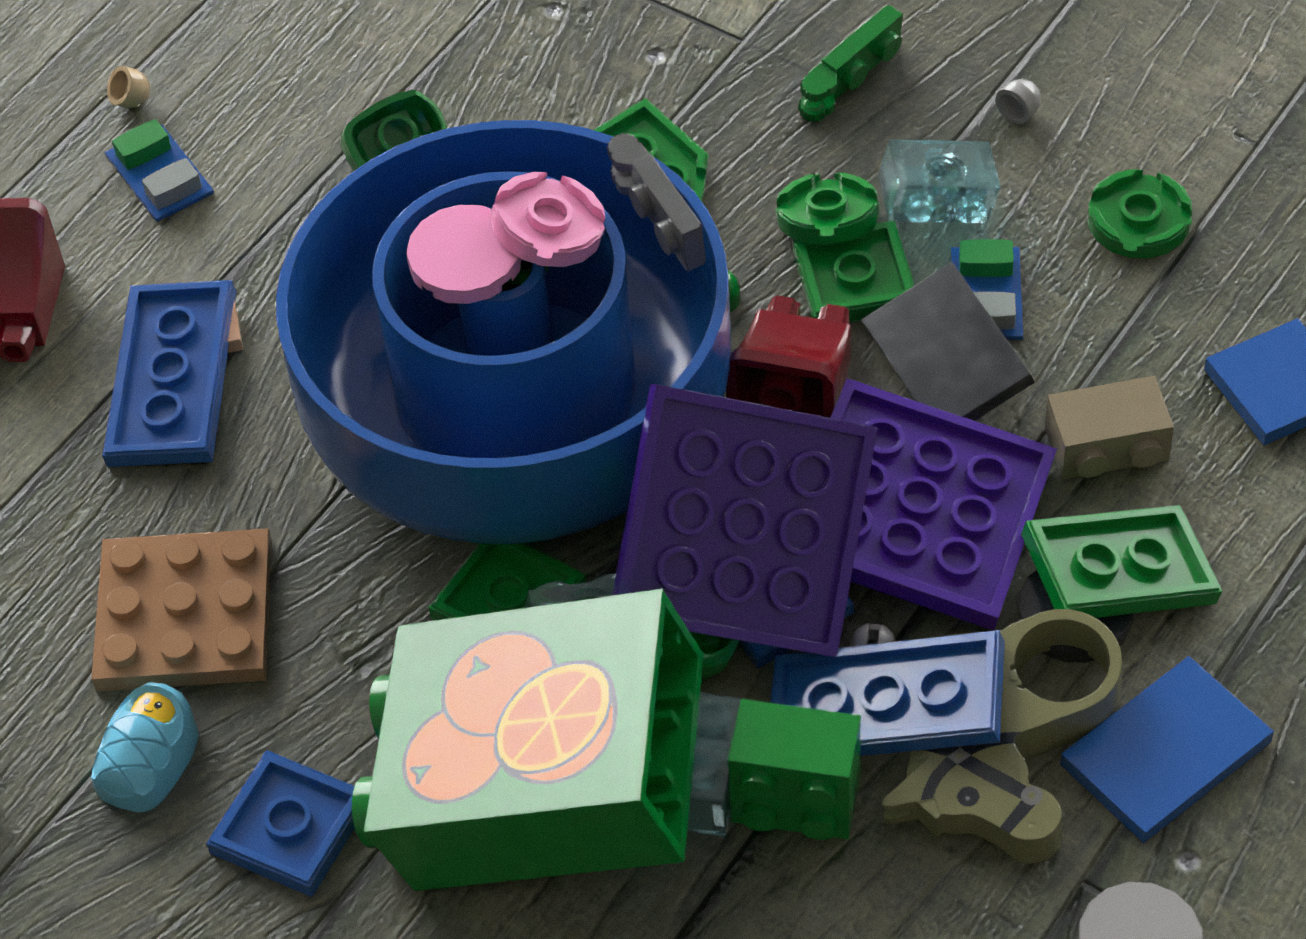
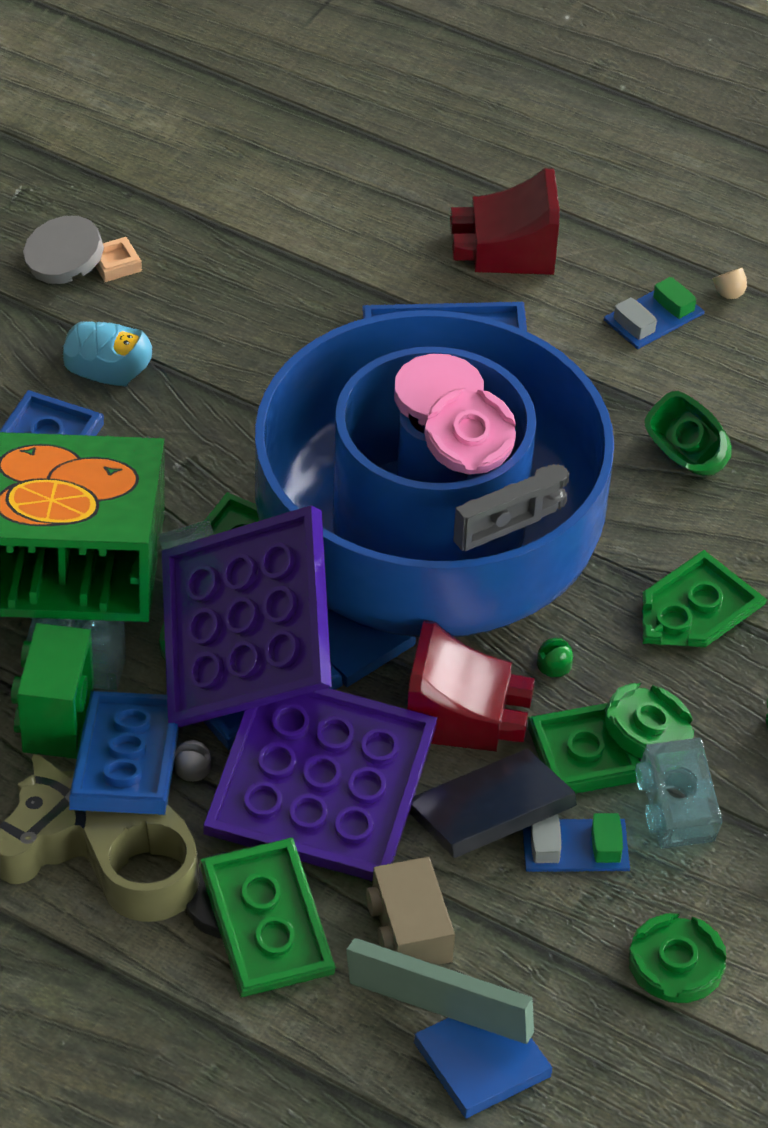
camera: 80 degrees right, 5 degrees down
(183, 610) = (223, 361): medium nougat plate -> none
(1166, 748) = (92, 951): blue tile -> none
(1224, 397) = (441, 990): none -> sand green tile

